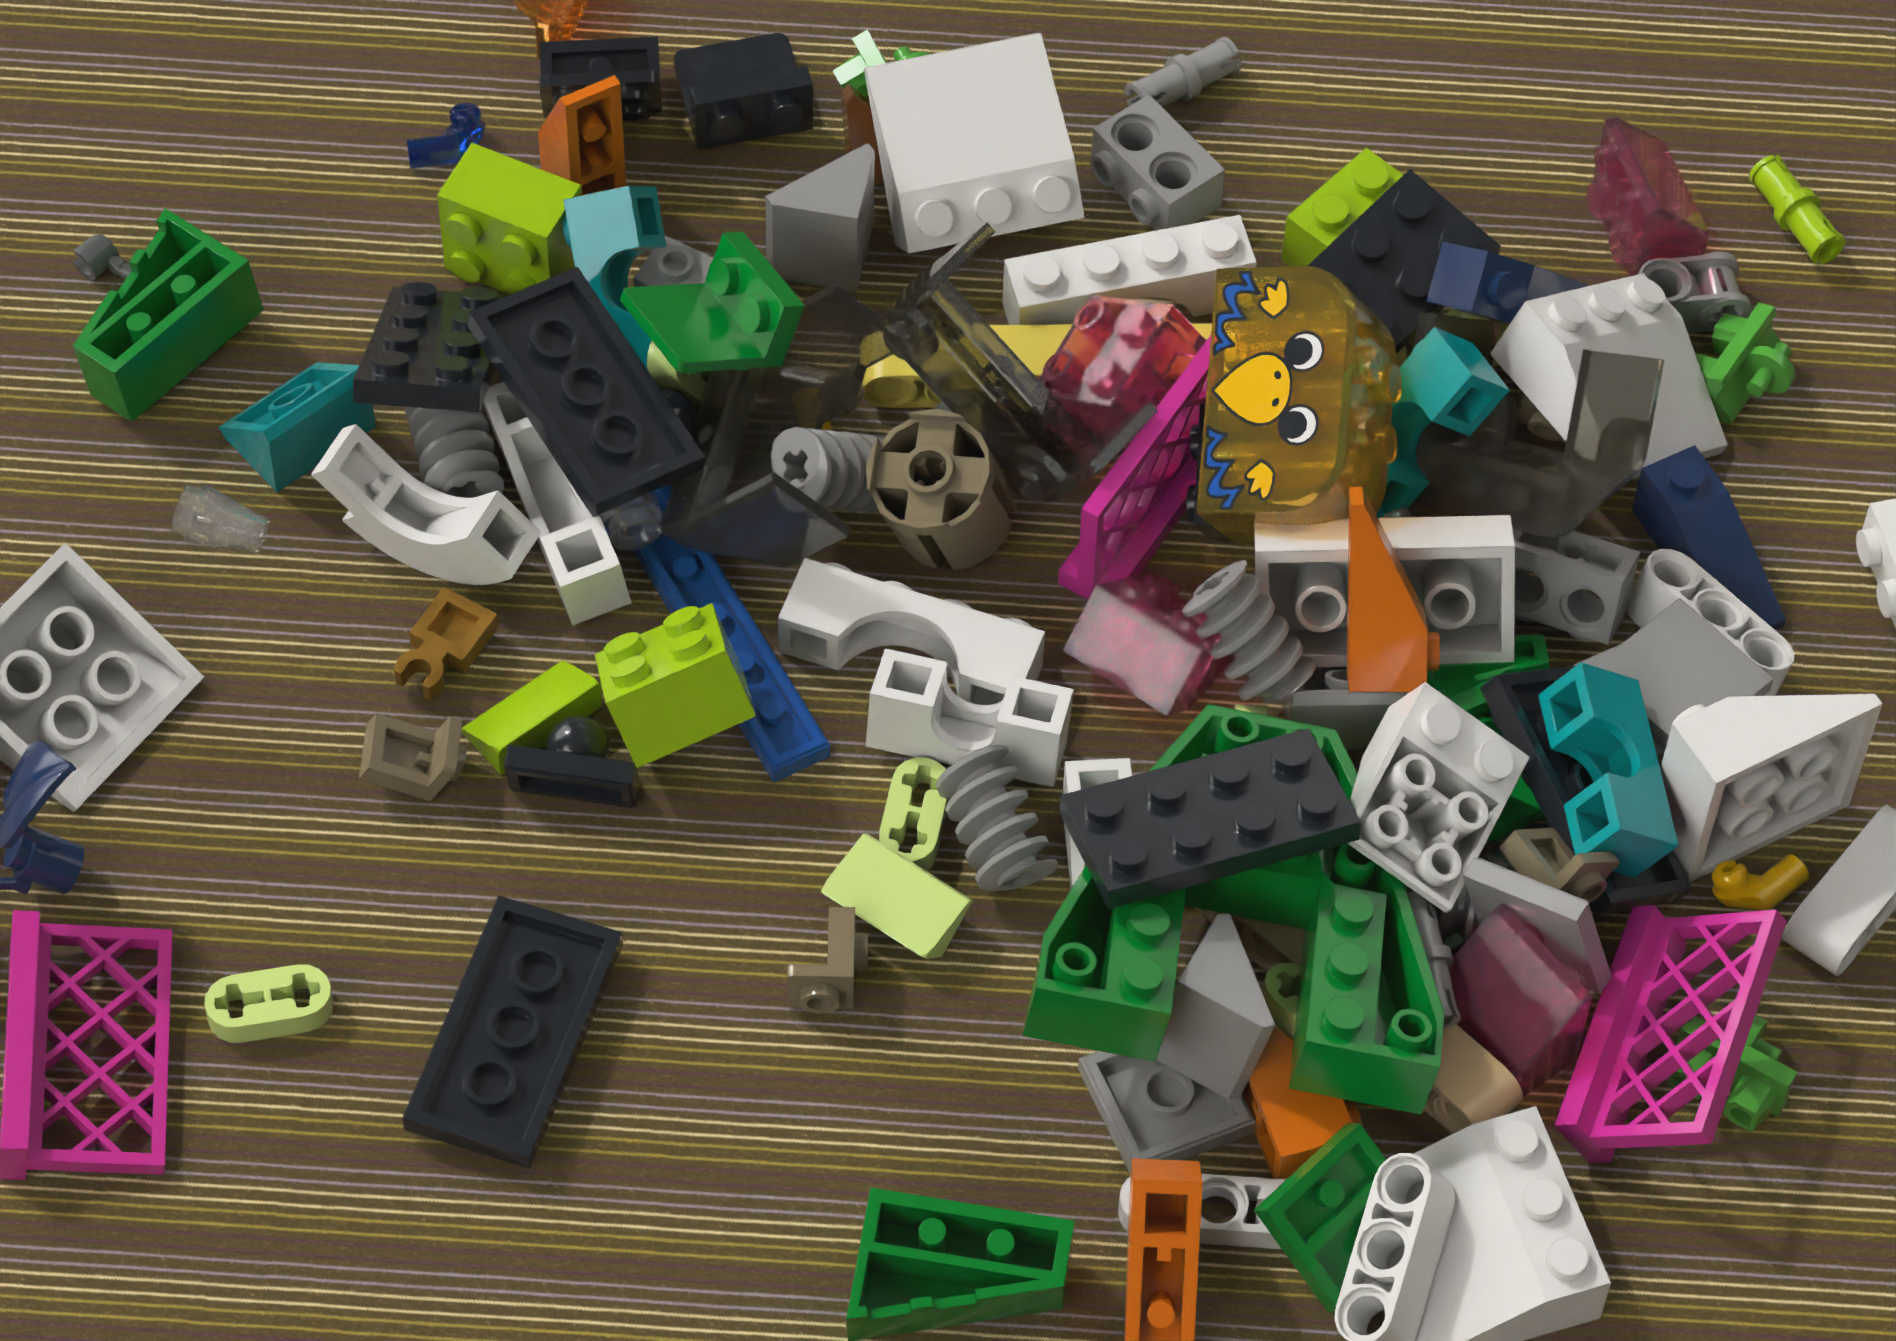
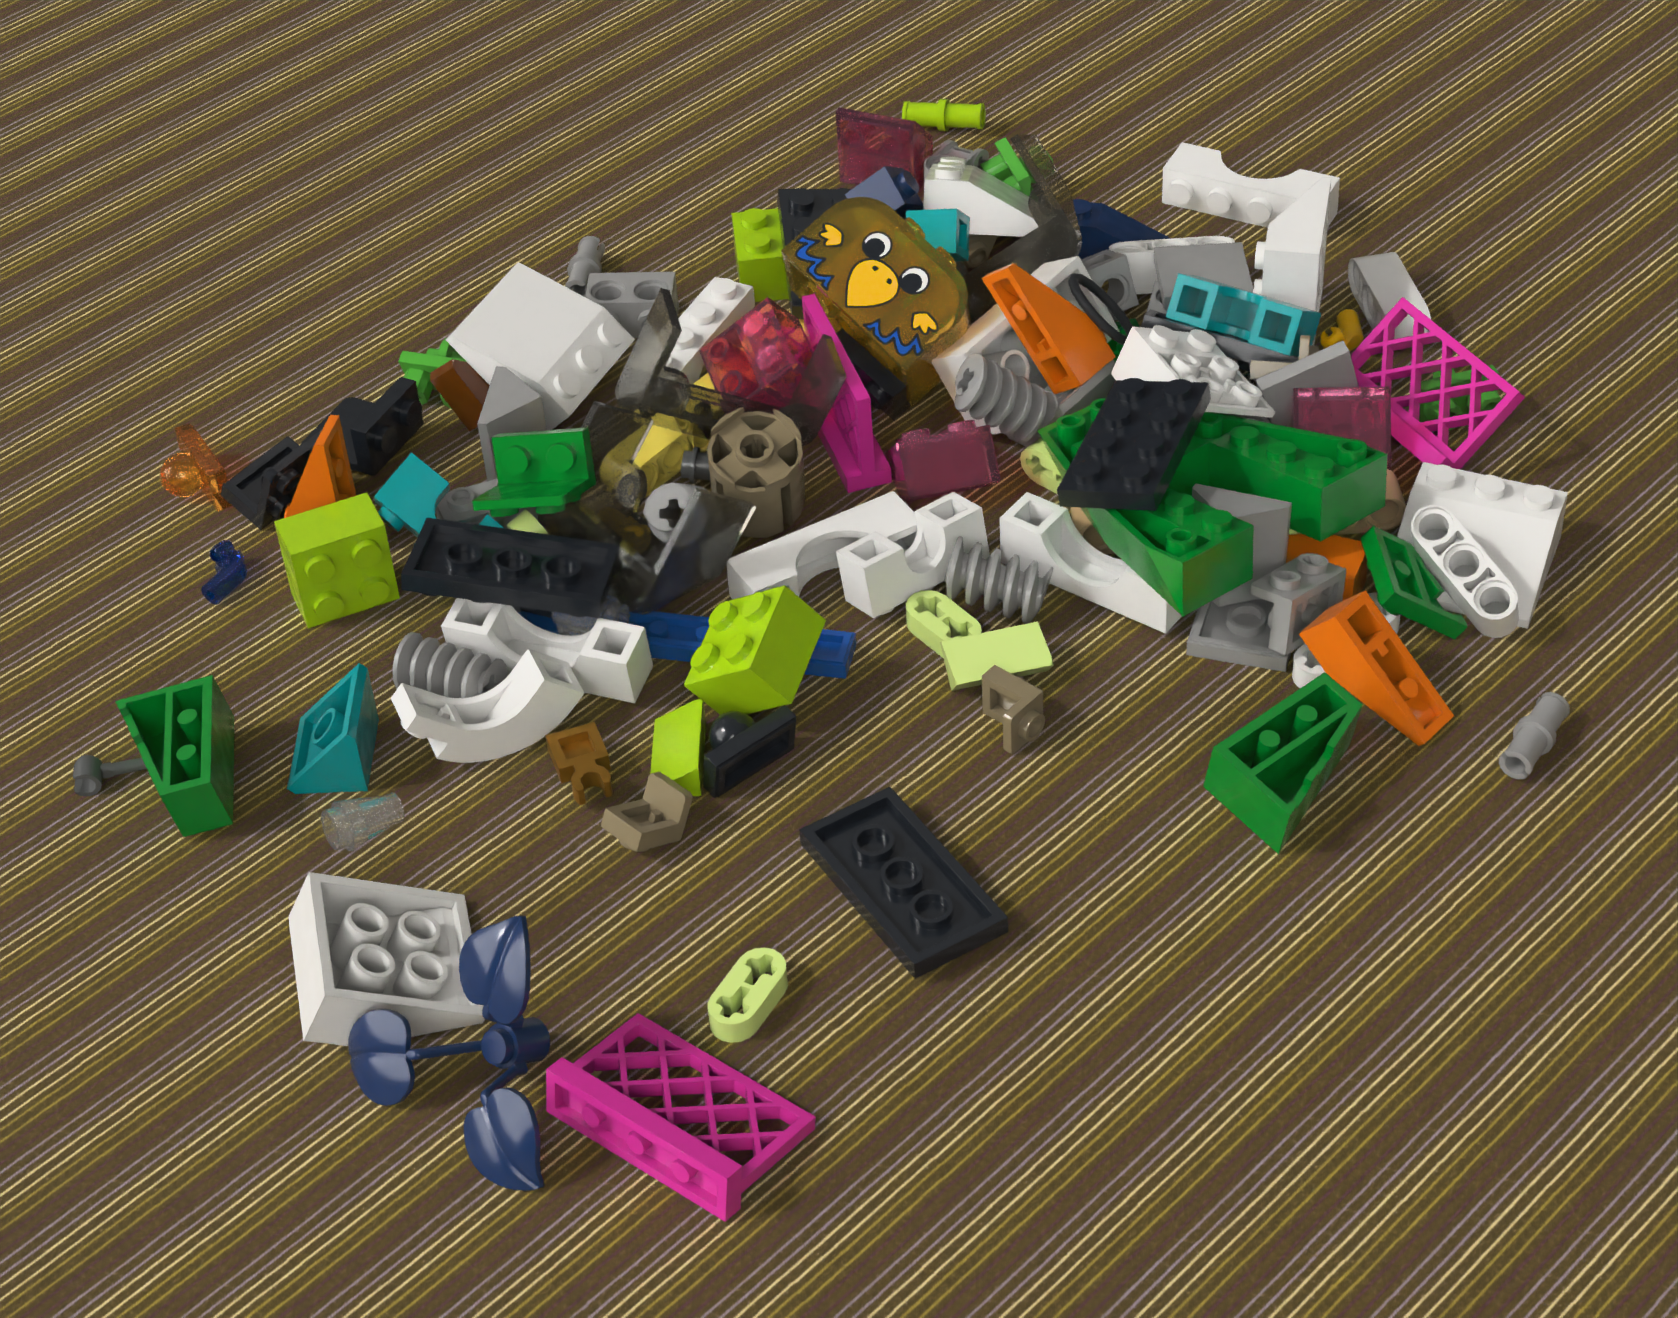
camera: 45 degrees left, 15 degrees down
(426, 351) = (382, 631): black plate -> none
(1201, 1119) = (1299, 595): none -> light grey bracket
(1426, 618) = (1074, 281): none -> black piece

